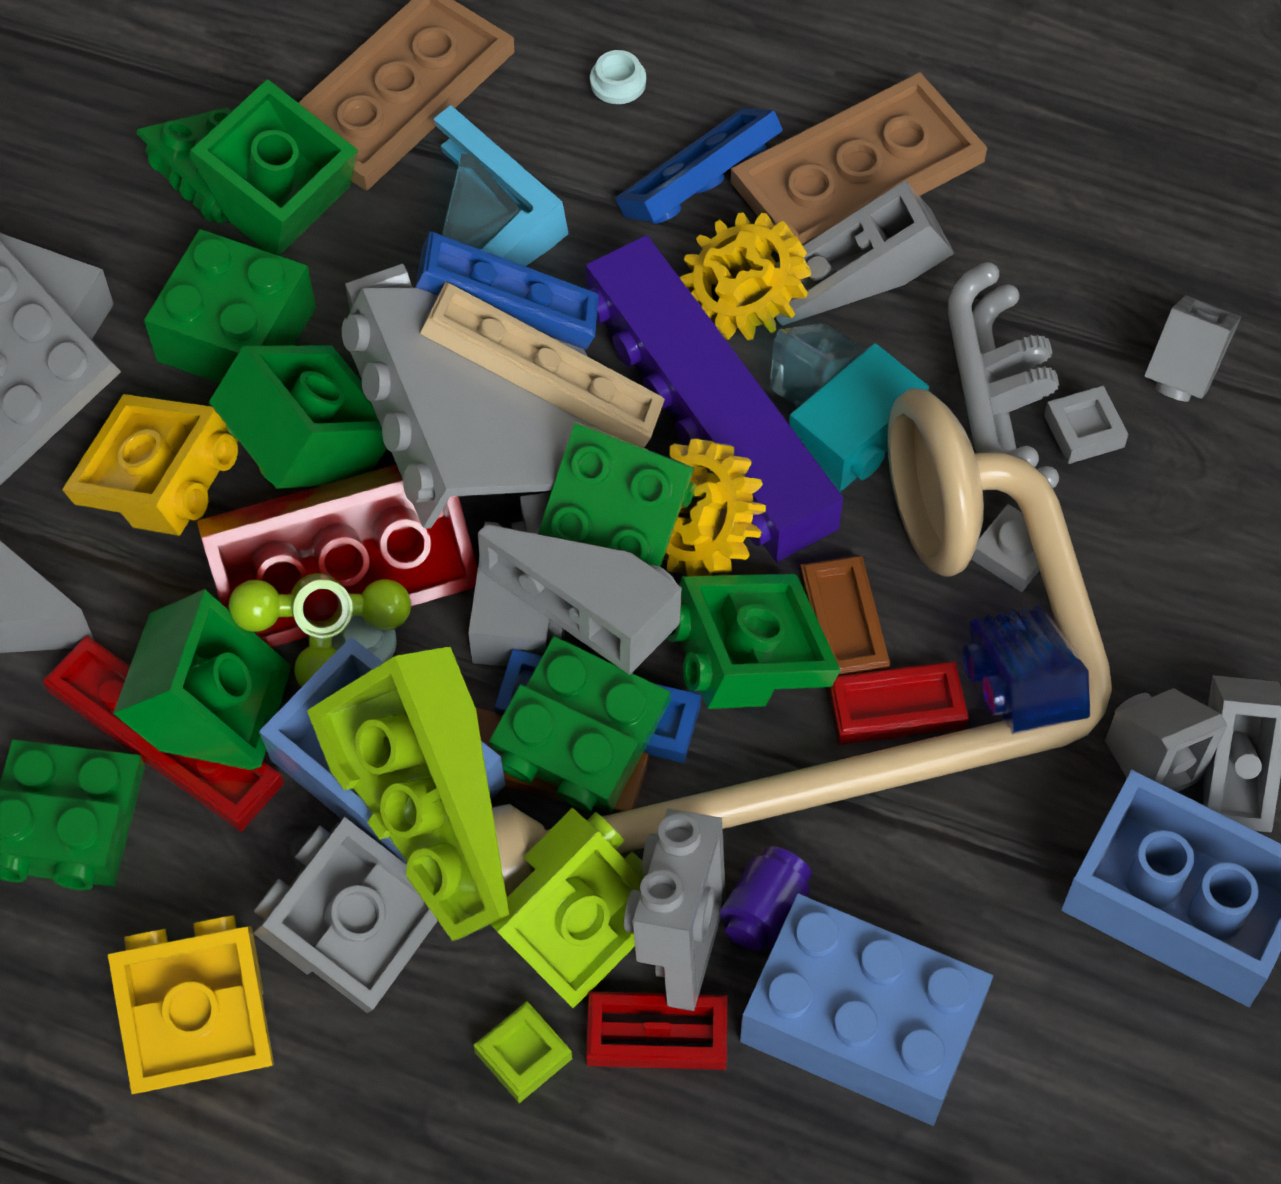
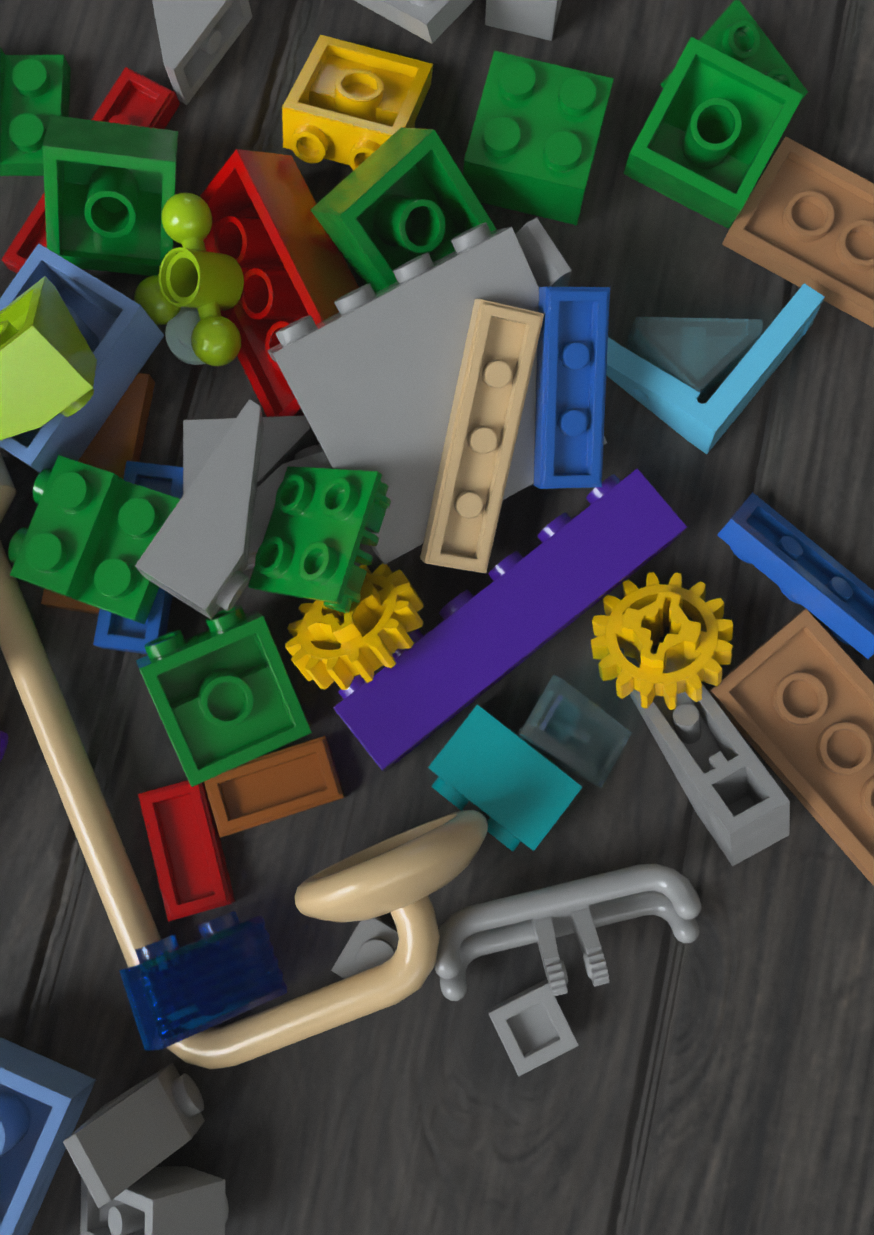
camera: 85 degrees right, 20 degrees up
(1191, 348) = (651, 1150): light grey slope -> none

